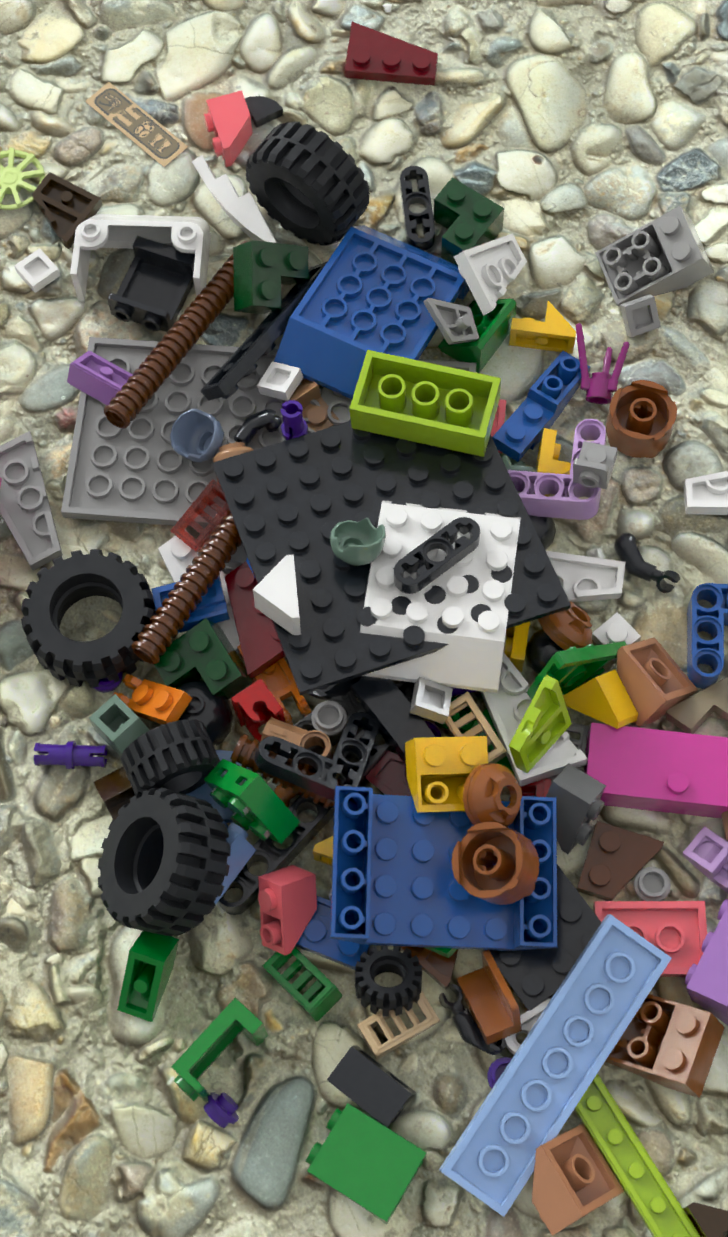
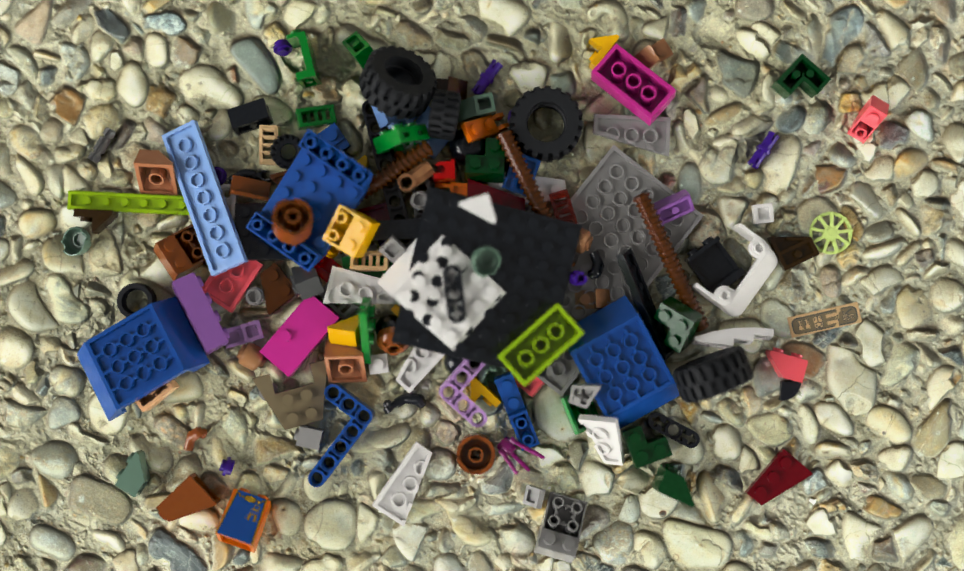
camera: 125 degrees right, 20 degrees up
(196, 435) = (607, 230): sand blue hair -> none
(280, 381) = (612, 291): white plate -> none
(286, 906) = (349, 128): coral slope -> none
(326, 770) = (390, 178): black beam -> none
(365, 1162) = (219, 92): green panel -> none
(483, 794) = (328, 239): dark orange piece -> none
(492, 157) = (672, 484): none -> dark green slope
(541, 725) = (346, 288): lime wing -> none
(551, 335) = (553, 445): yellow slope -> none
(594, 465) = (455, 405): light grey bracket -> none

